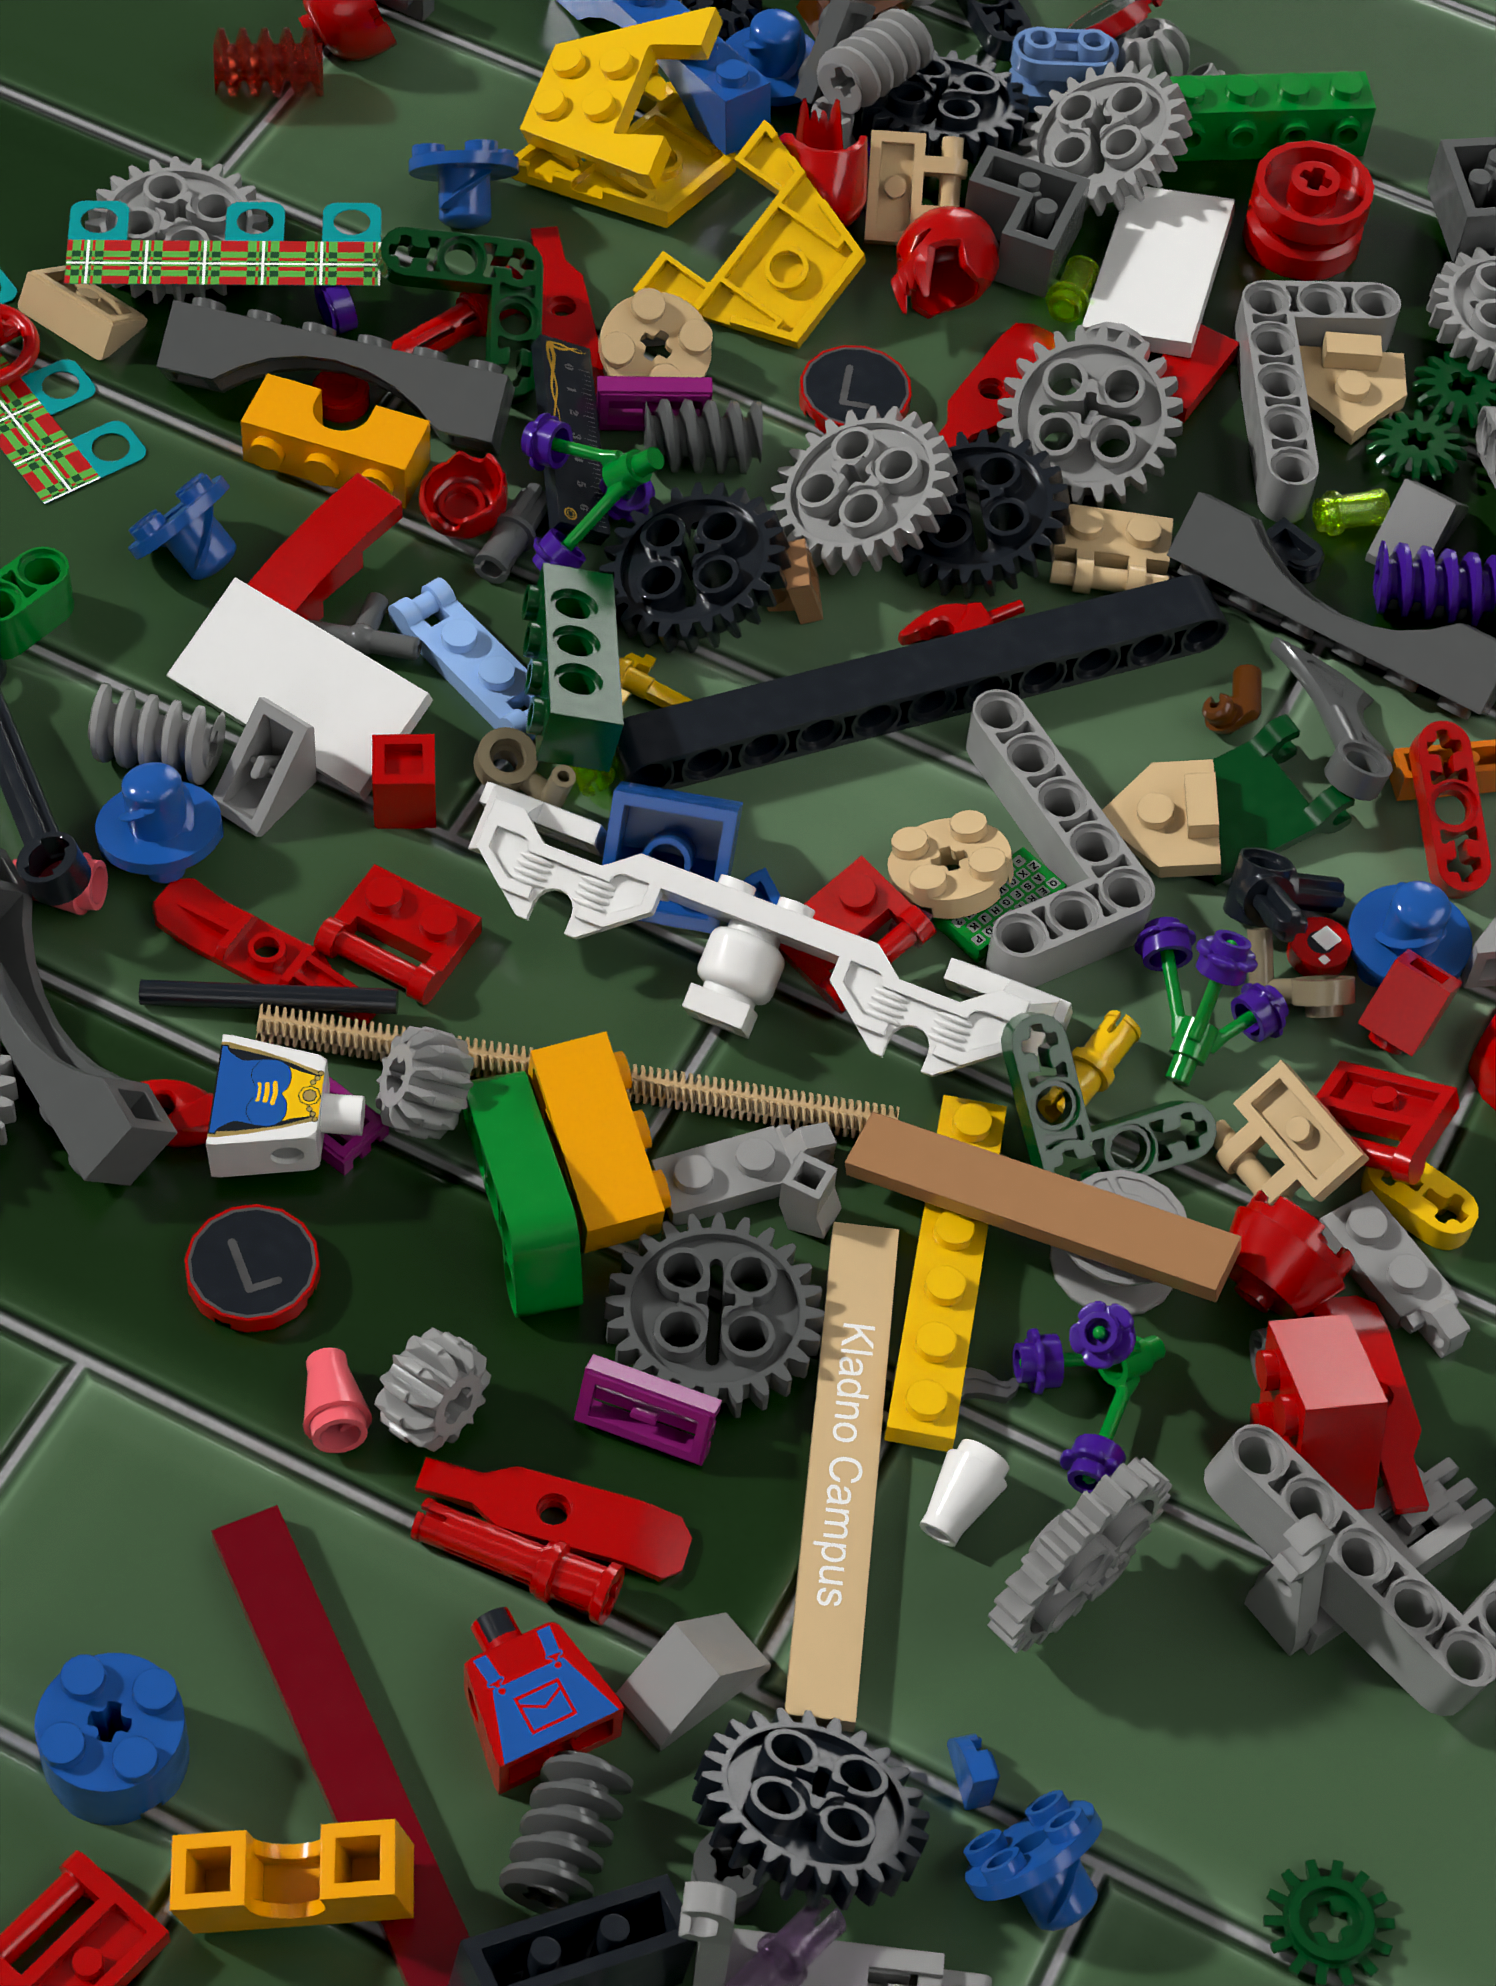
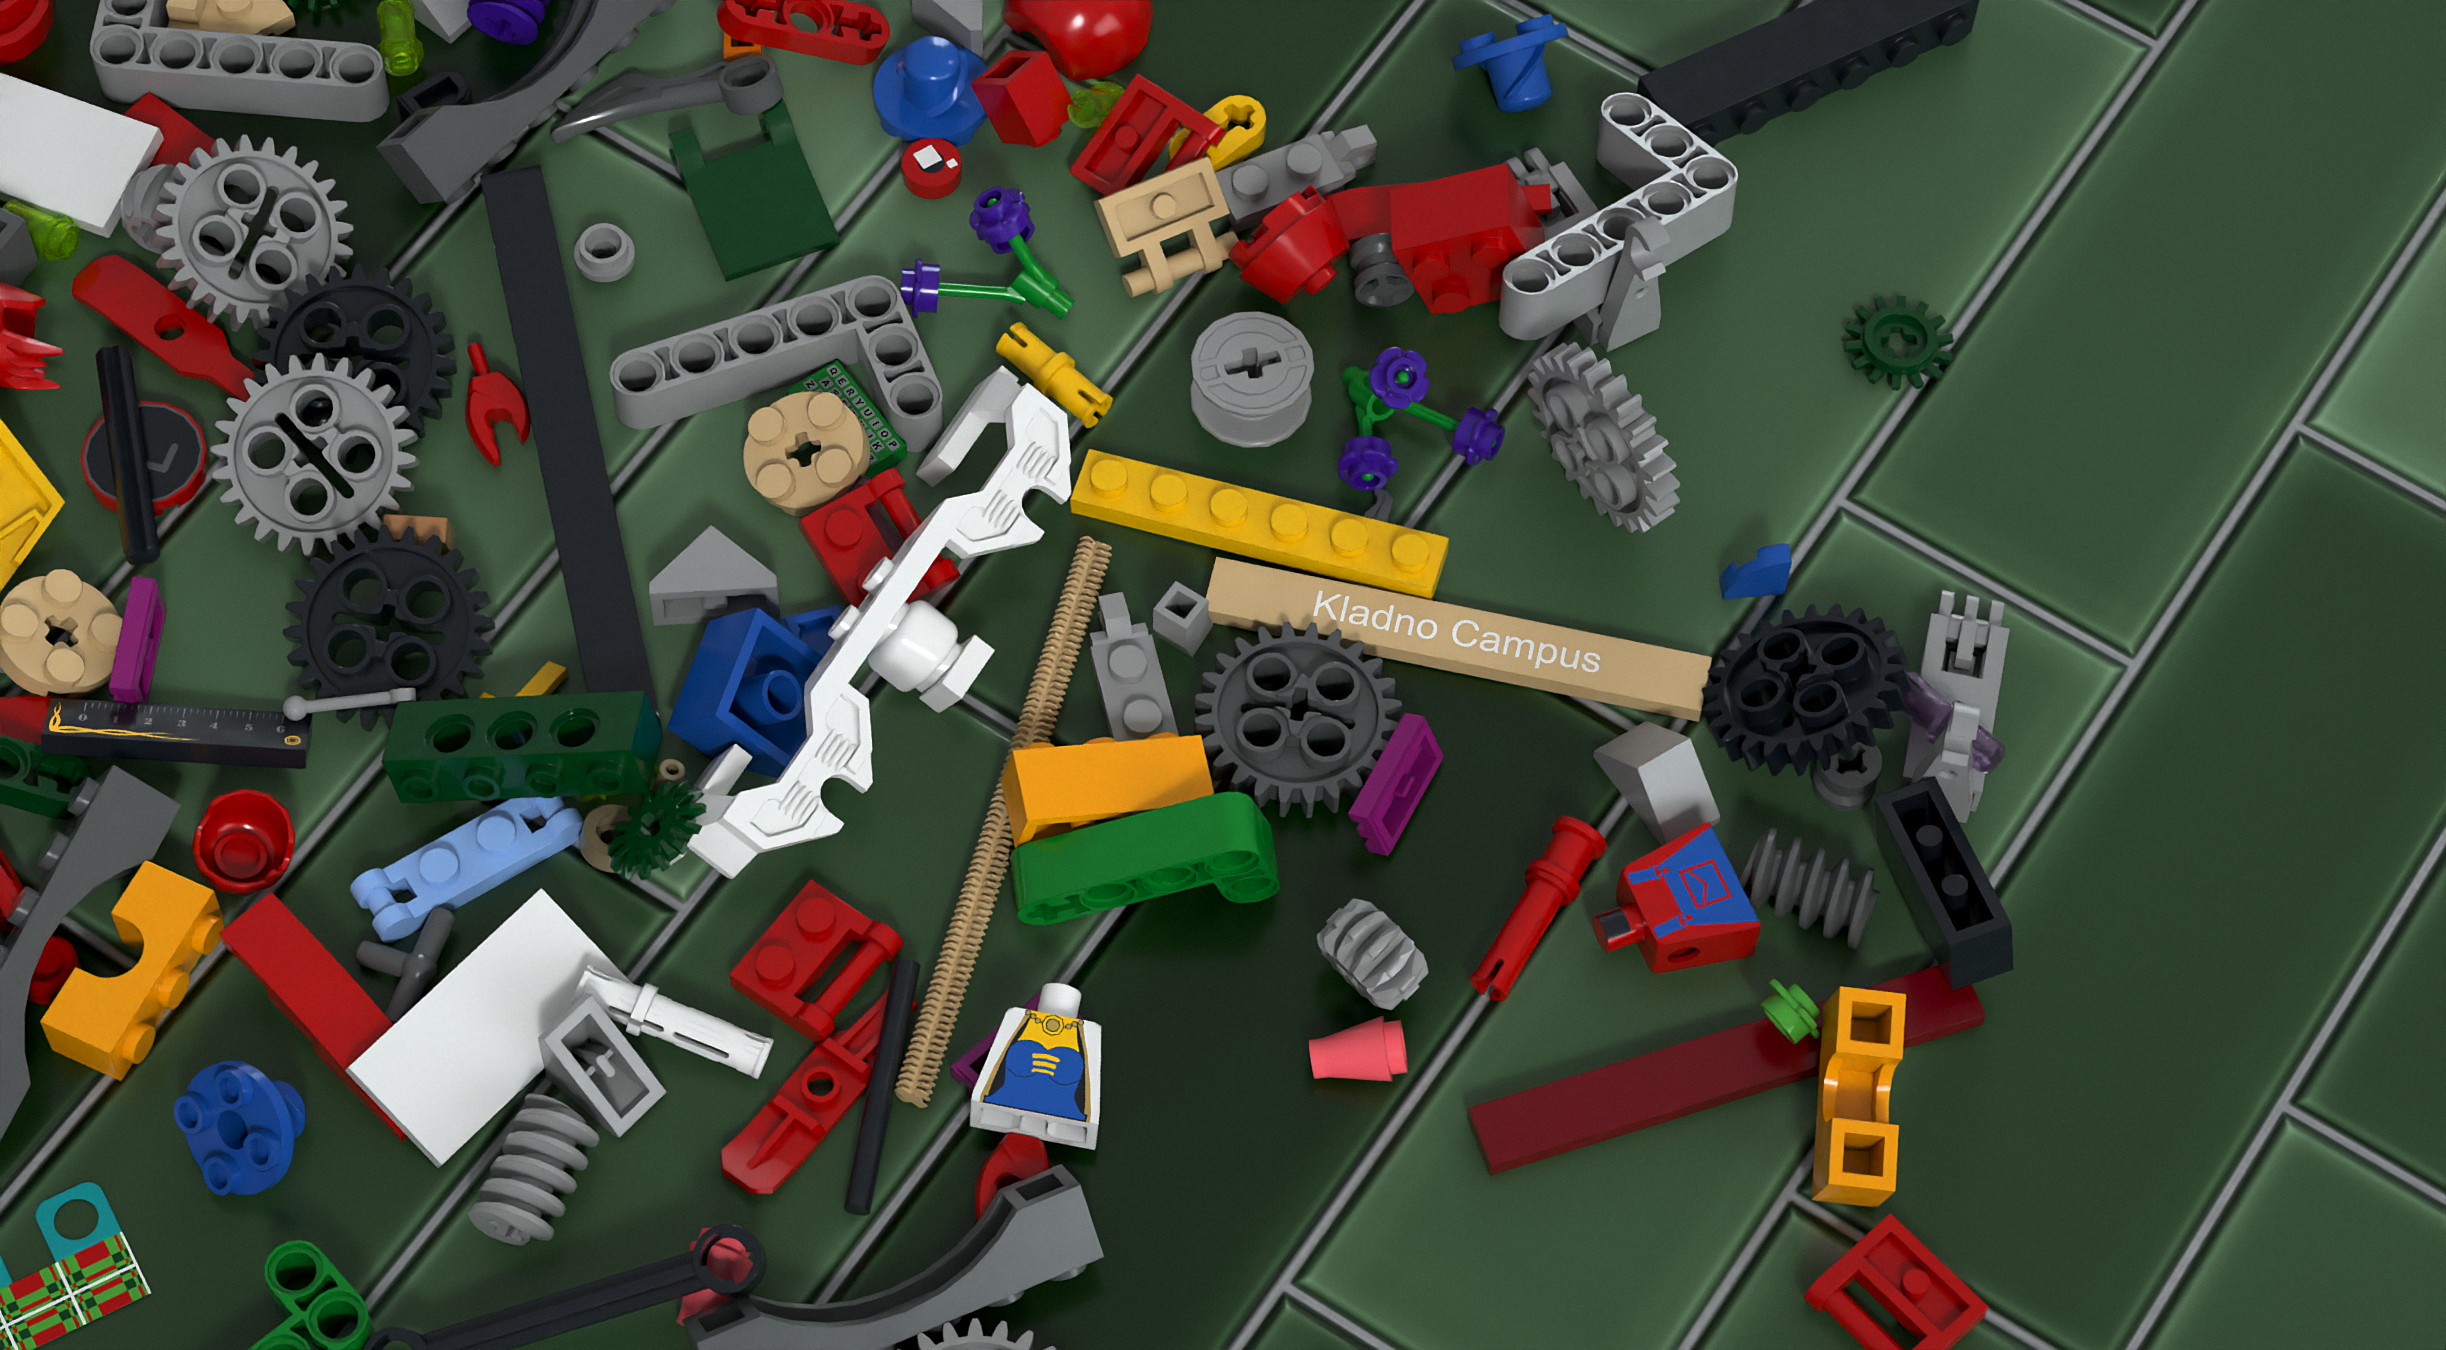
camera: 80 degrees left, 5 degrees up
(149, 1744) = (1711, 1216): blue brick -> none
(158, 824) = (657, 1176): blue plate -> none
(252, 1267) = (1200, 1120): black tile -> none
(321, 798) = (682, 1025): none -> white pin
(401, 1798) = (1791, 1012): none -> bright green plate
(404, 781) = (635, 925): red panel -> none
(424, 1082) = (1027, 934): light grey gear -> none
(494, 768) = (677, 812): none -> dark green gear
(512, 534) = (307, 813): dark grey axle -> none
(596, 1524) = (1497, 846): red piece -> none
(620, 575) = (297, 707): none -> light grey hinge
(624, 484) = (263, 688): plant -> none
(705, 434) = (200, 600): dark grey piece -> none
(793, 804) = (711, 582): none -> light grey slope
(845, 368) = (127, 455): none -> black axle
(964, 1490) = (1494, 542): white cone -> none
(1039, 1861) = (1850, 529): blue plate -> none
(1044, 1206) = (1229, 423): medium nougat tile -> none
(1072, 1130) = (1153, 396): beam -> none
(1112, 550) = (406, 234): tan plate -> none
(1149, 691) = (600, 240): none -> light grey plate
(1171, 818) = (769, 253): tan plate -> none
(1239, 709) = (631, 176): reddish brown arm -> none
(1272, 893) = (878, 192): black axle -> none
(1319, 994) = (988, 166): dark tan plate -> none
(1418, 1062) = (1094, 104): none -> clear neon green pin

